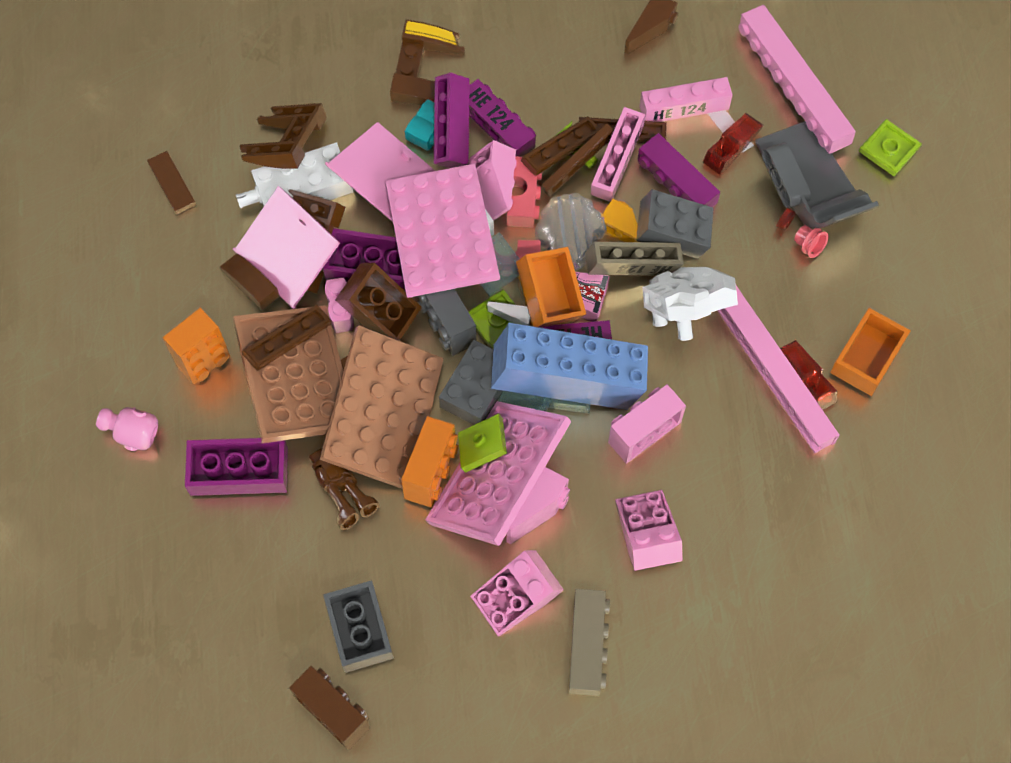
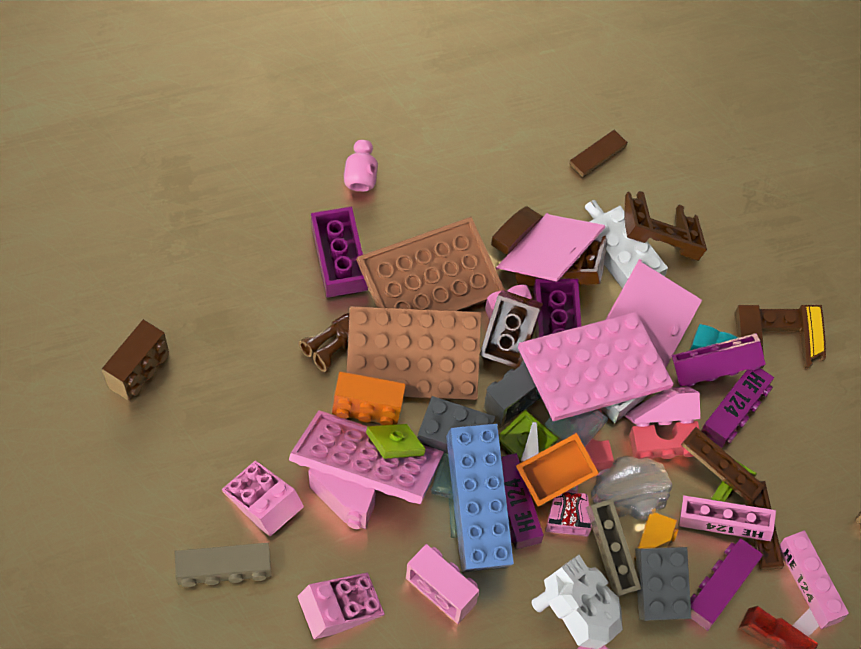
camera: 75 degrees right, 5 degrees down
(197, 346) = (437, 195): orange piece -> none
(286, 337) = (461, 262): reddish brown tile -> none
(358, 626) = (210, 370): dark grey brick -> none
(578, 160) = (709, 481): reddish brown tile -> none

